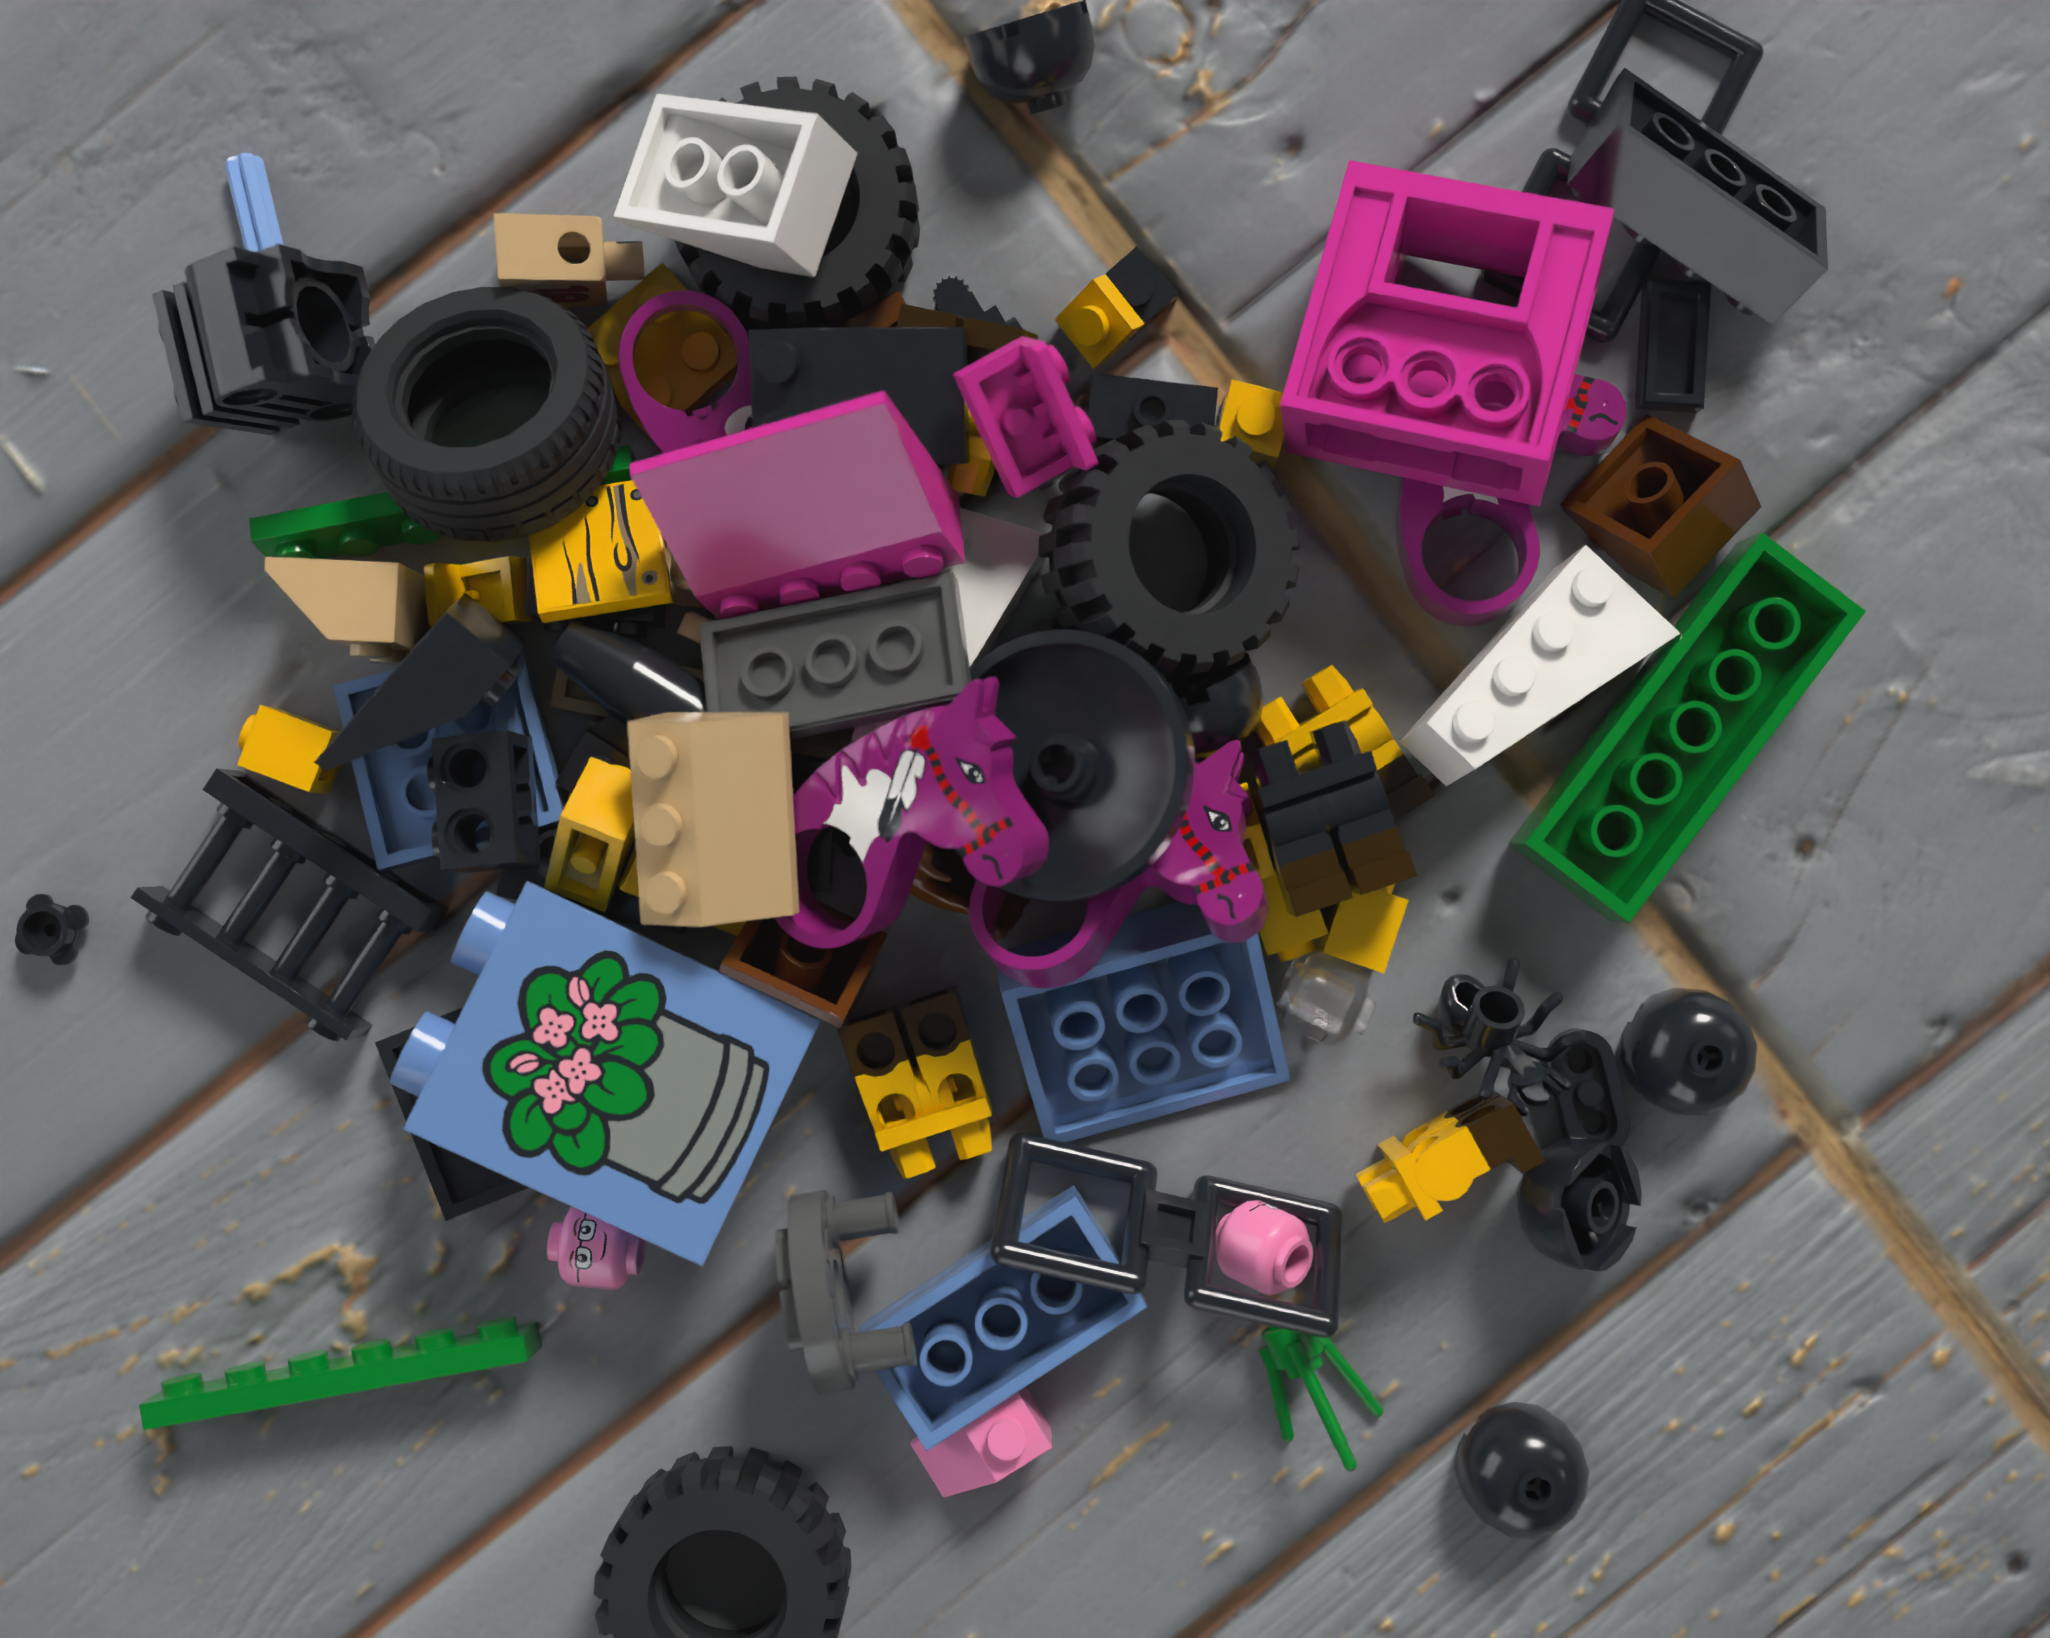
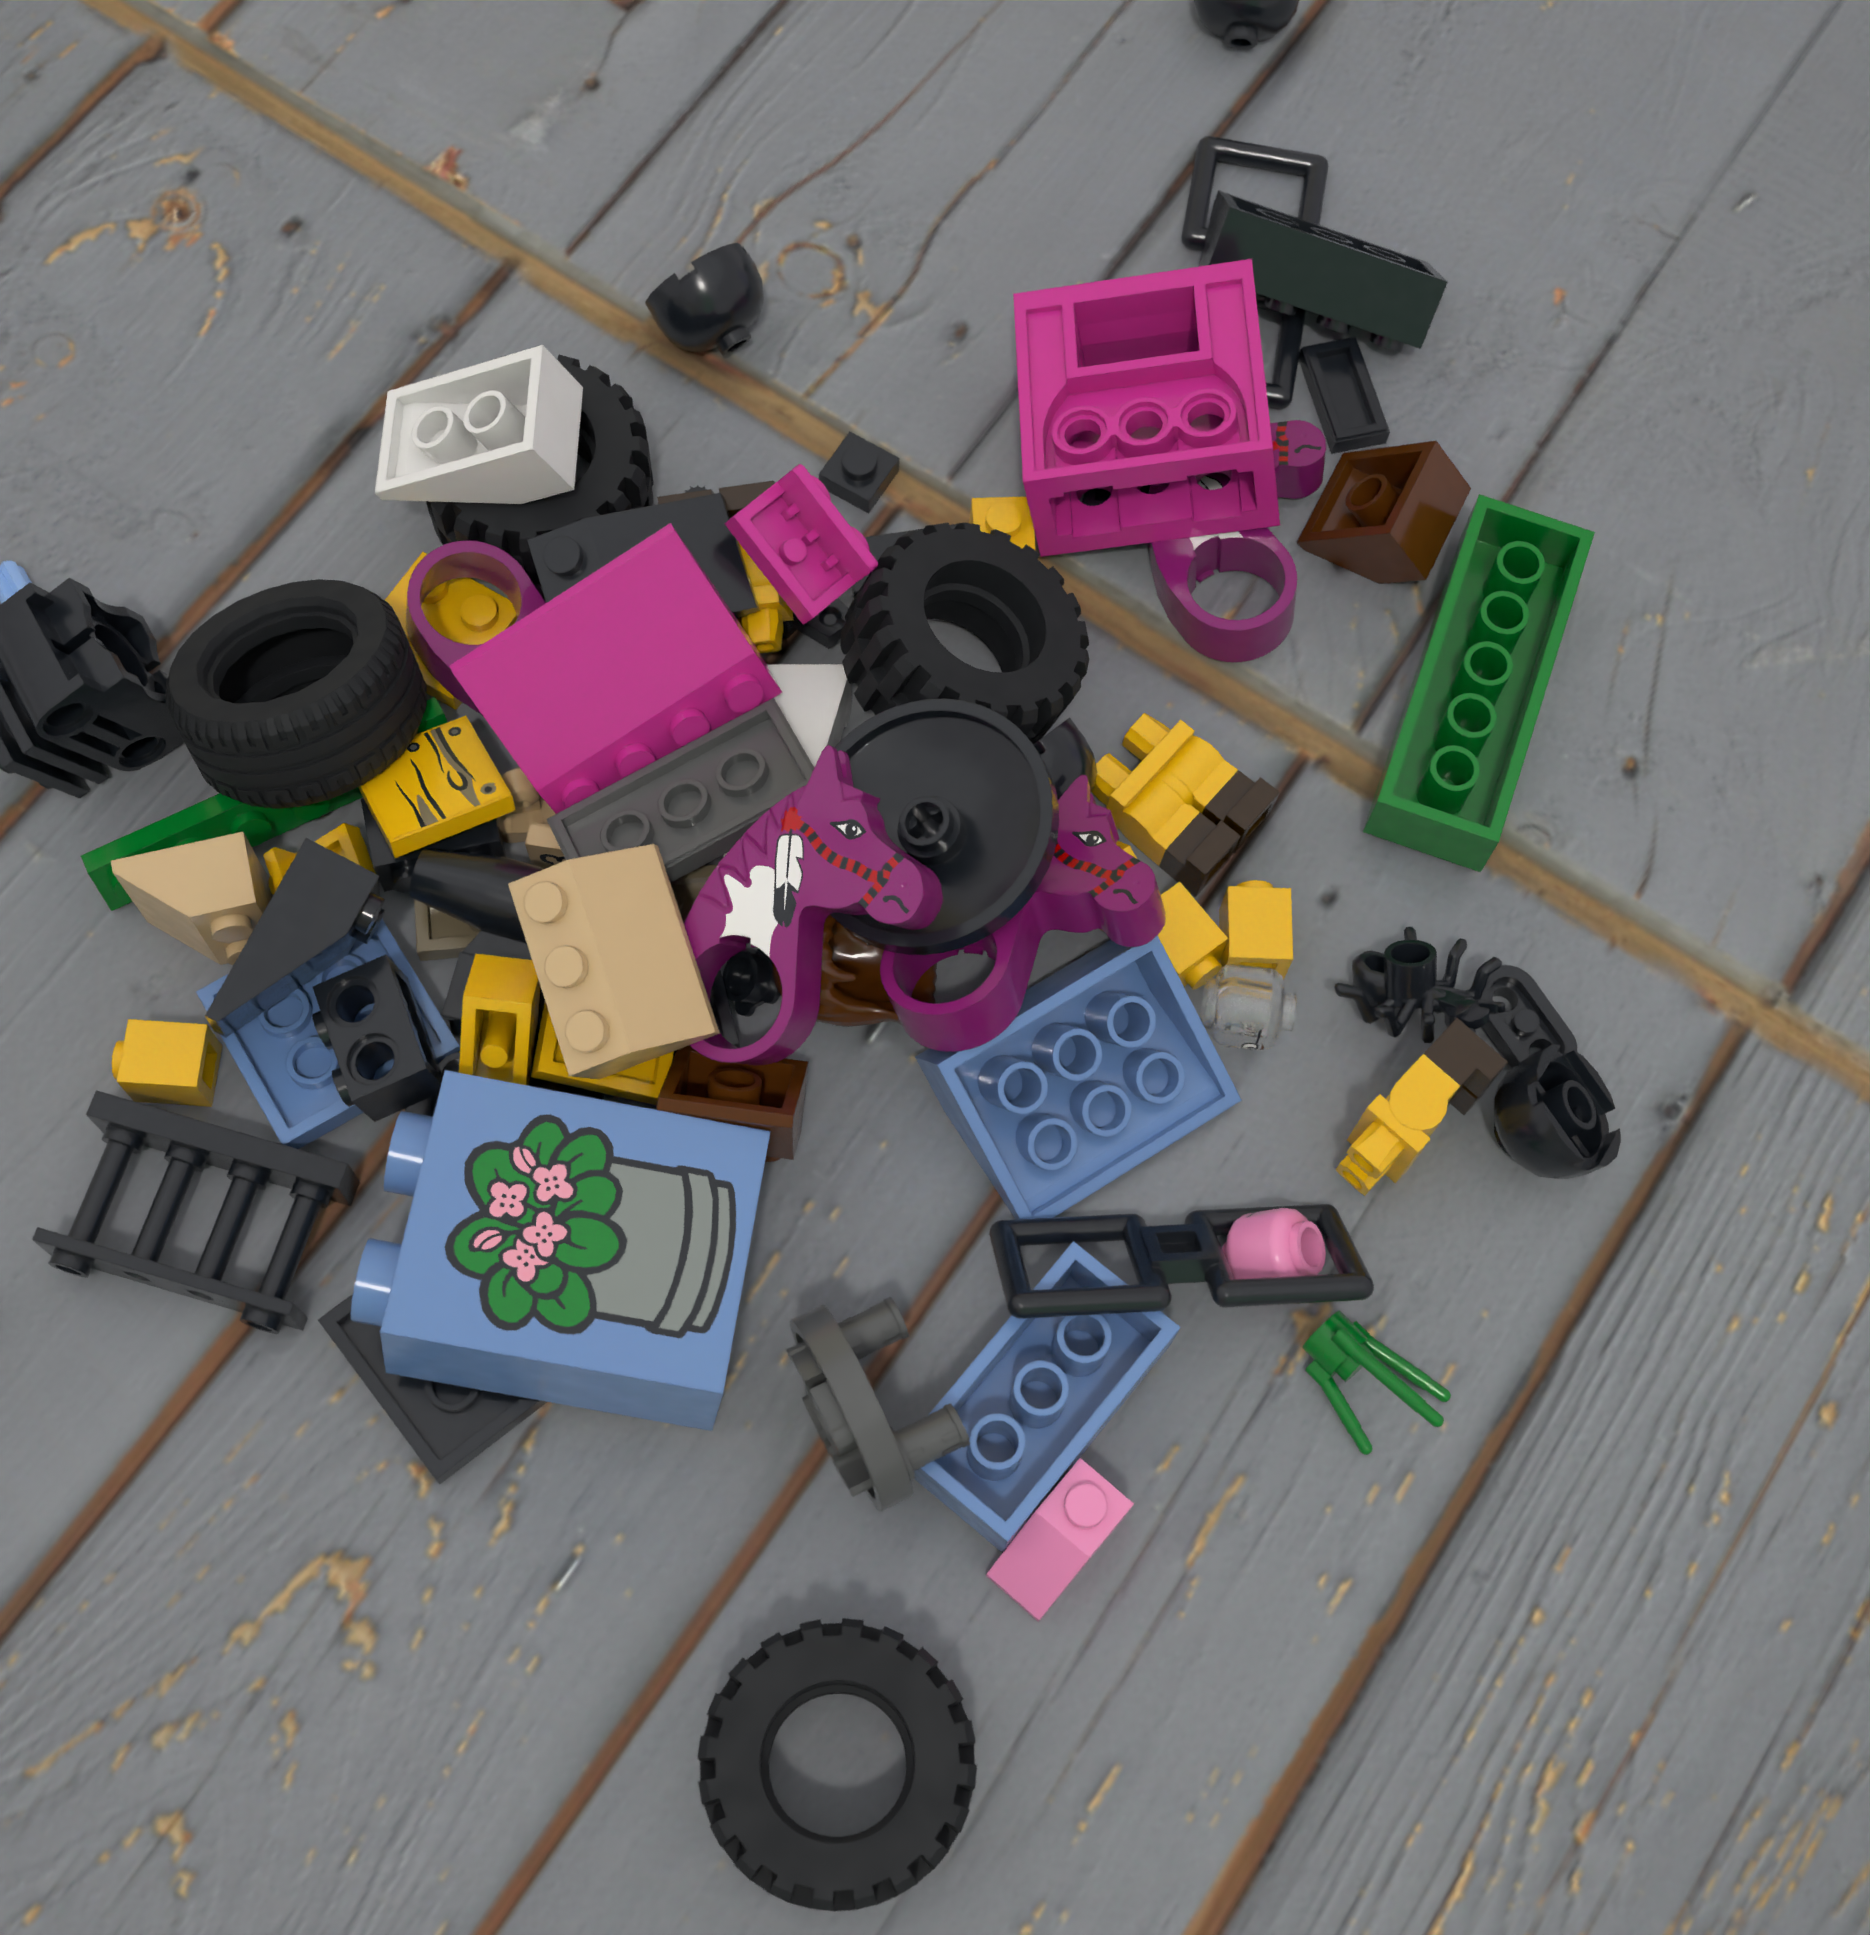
camera: 20 degrees left, 20 degrees down
(317, 1377) = (335, 1689): green plate -> none
(537, 250) = (330, 549): tan torso -> none
(594, 1251) = (602, 1455): bright pink head -> none
(922, 1100) = (894, 1209): yellow hips -> none
(1099, 321) = (847, 488): yellow plate -> none
(1333, 799) = (1192, 829): black hips -> none
(1522, 1470) = (1608, 1405): black cylinder -> none
(1549, 655) = (1335, 653): white wedge -> none
(1664, 1045) = (1602, 963): black cylinder -> none

